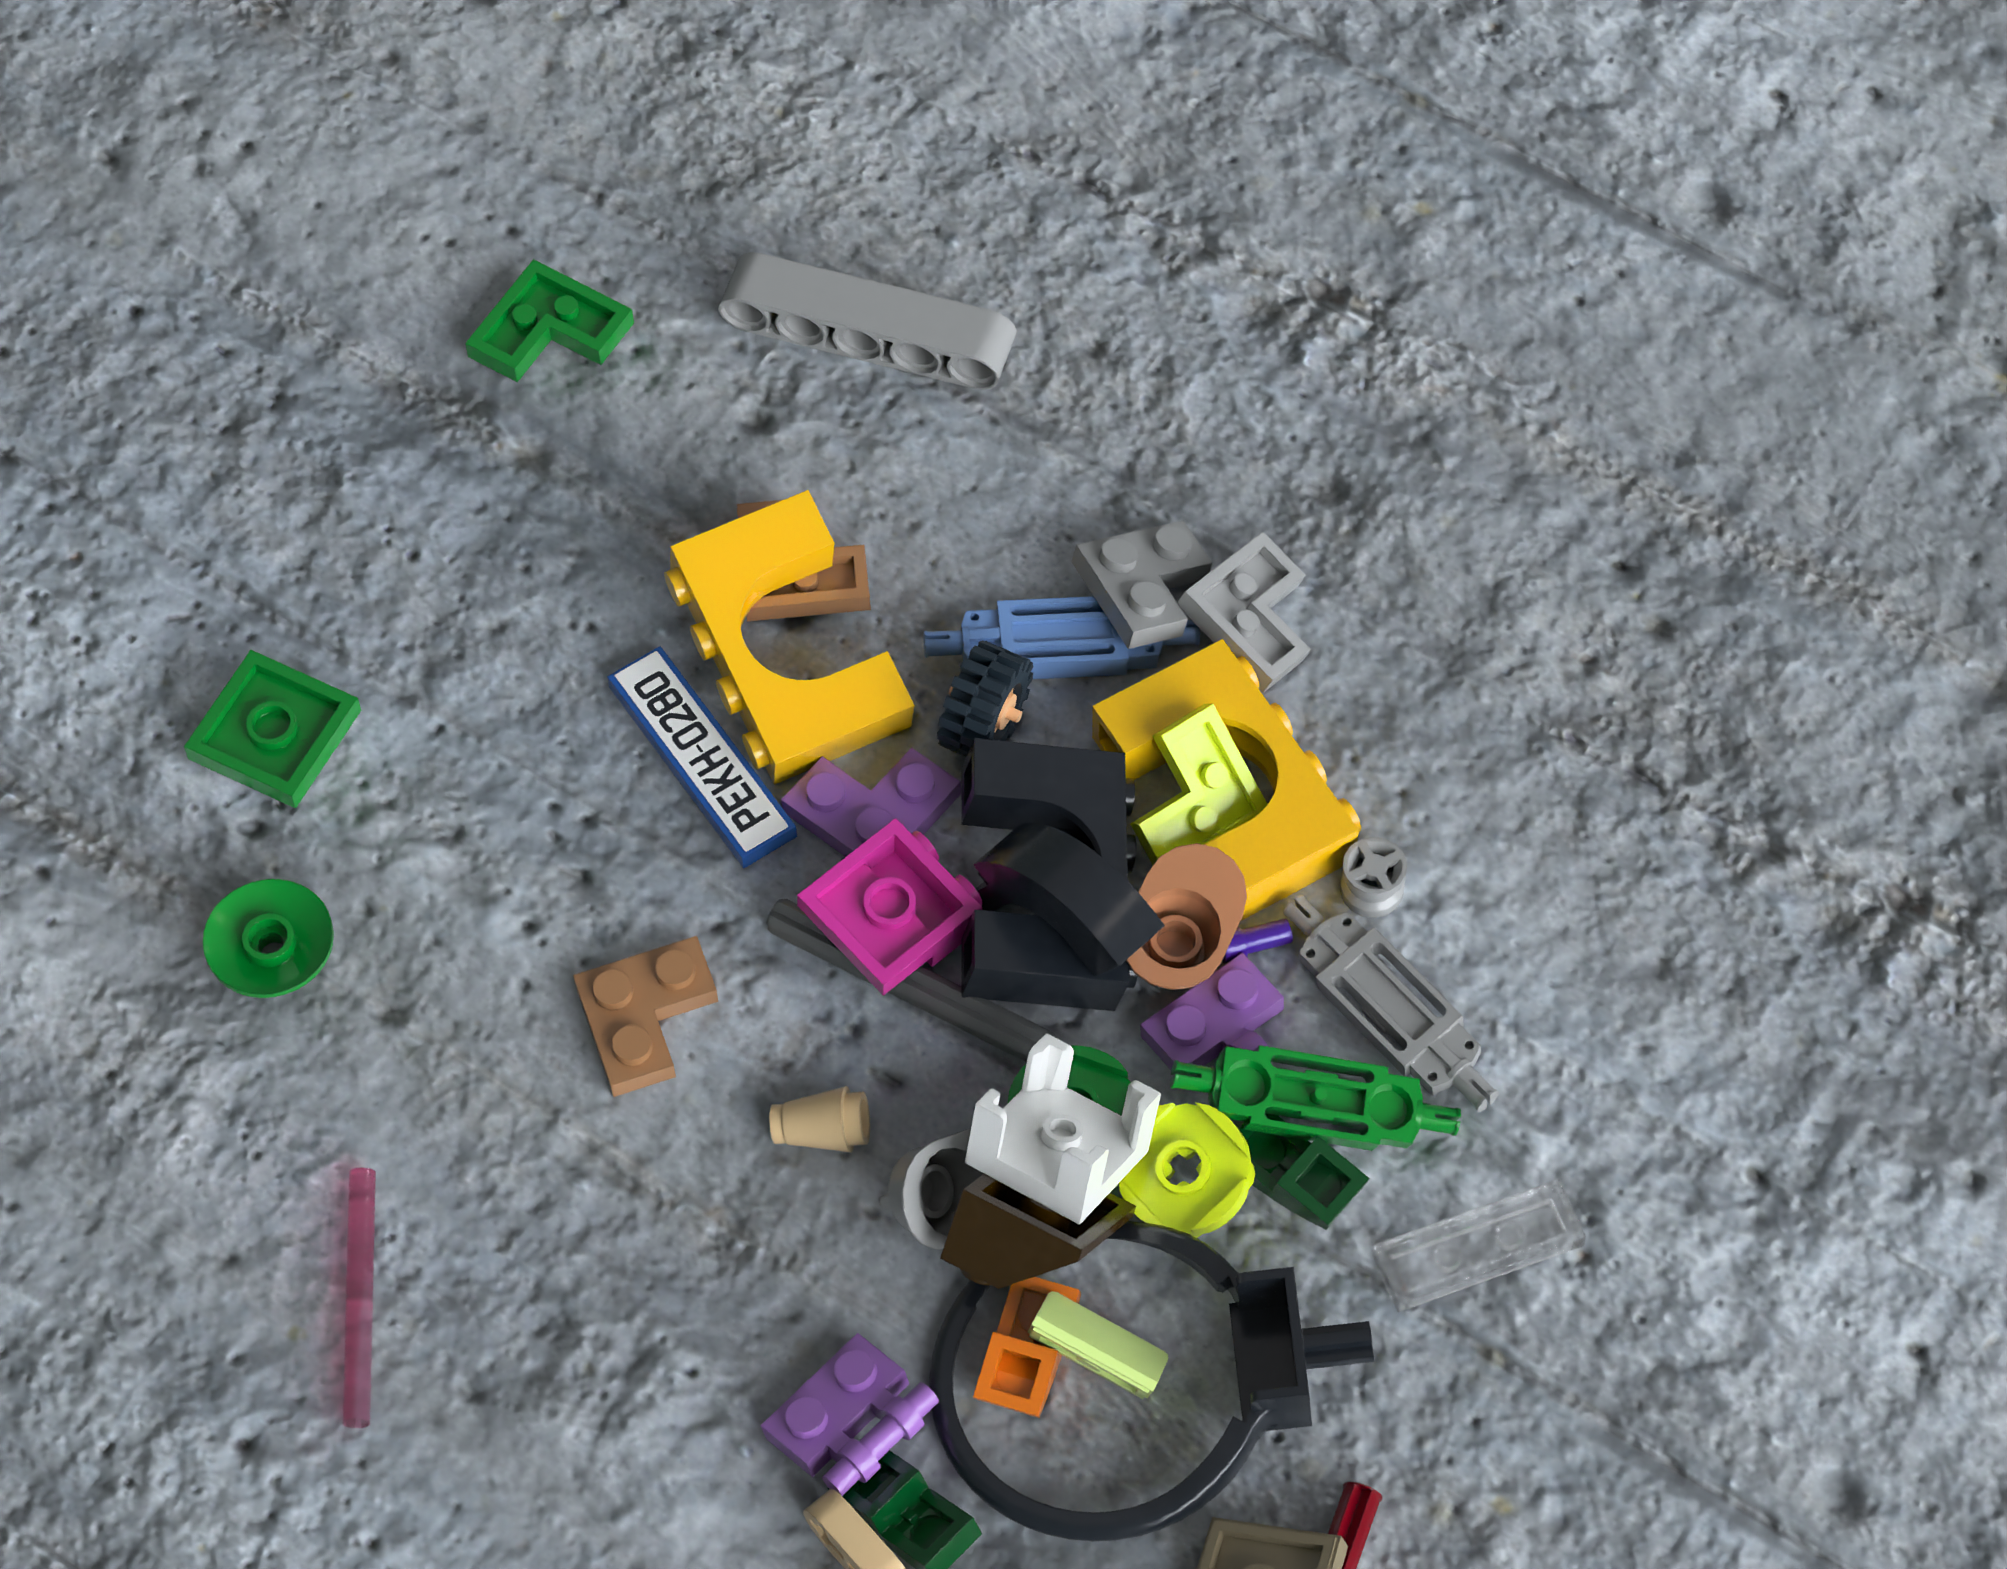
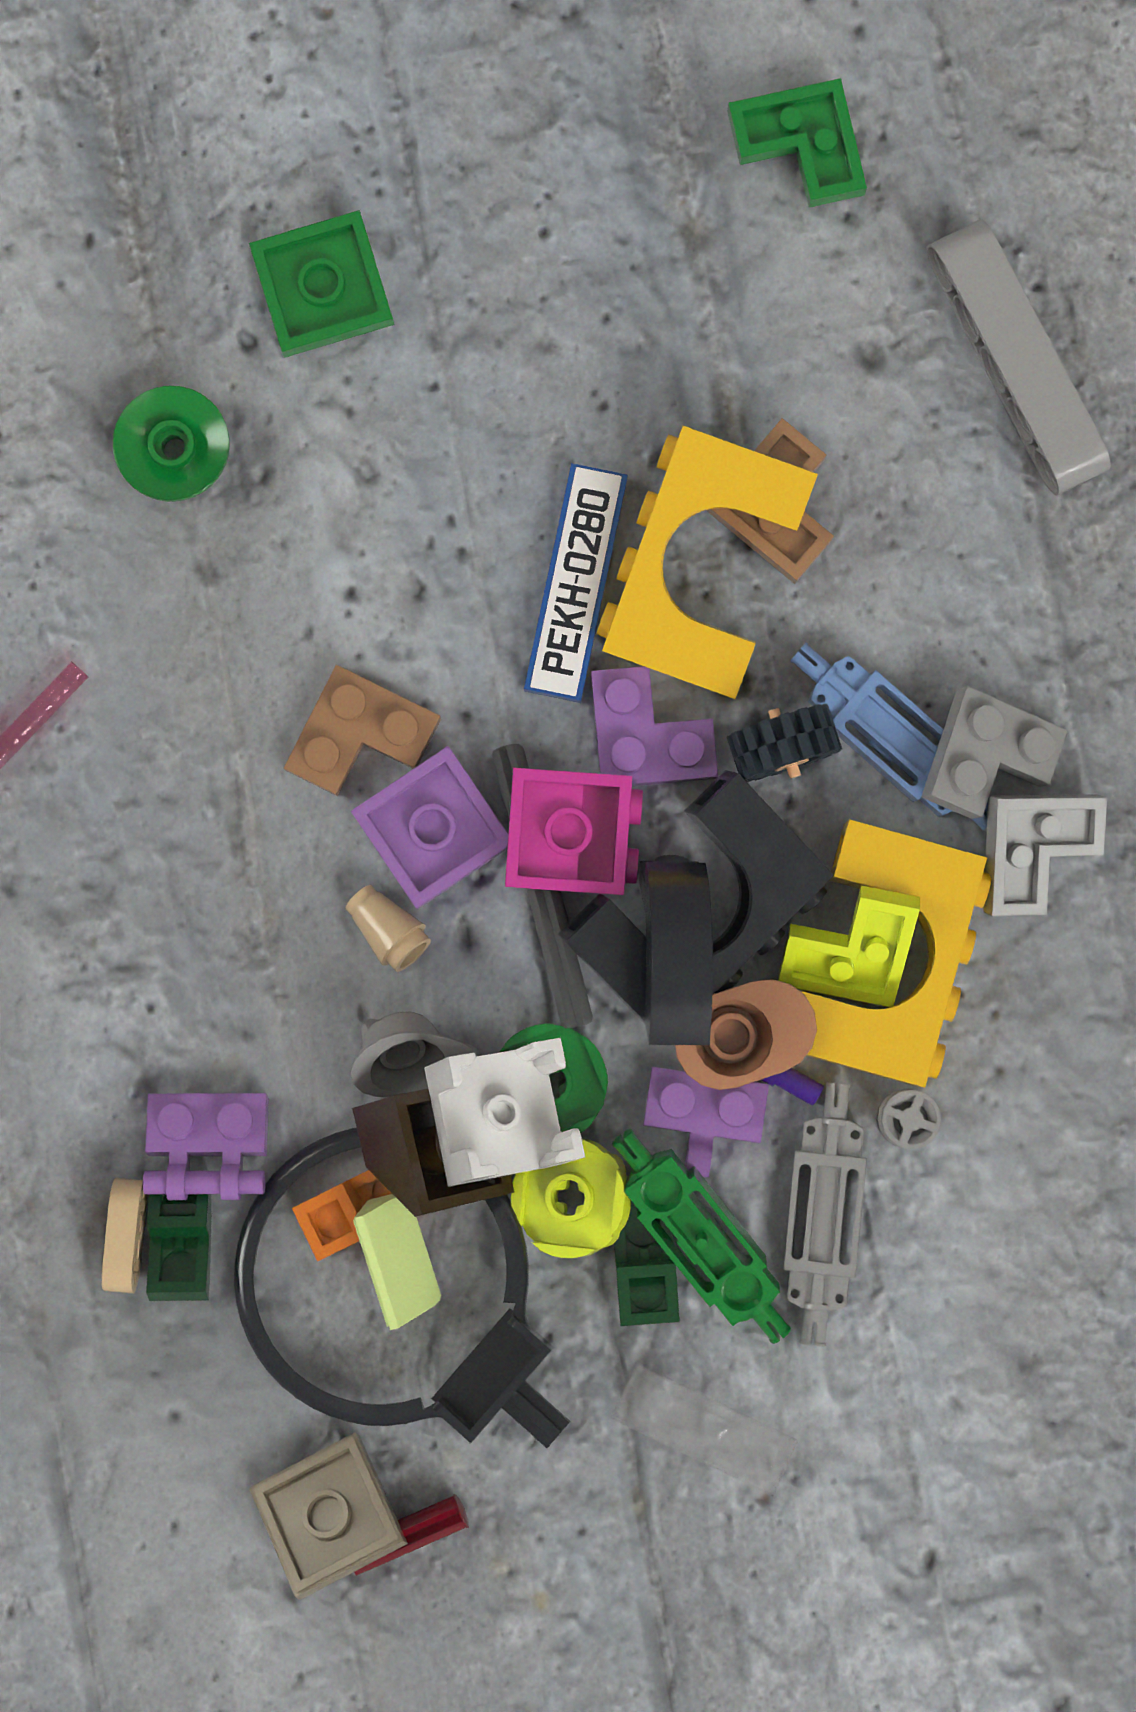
camera: 45 degrees right, 25 degrees up
(778, 1018) = (432, 827): none -> medium lavender plate

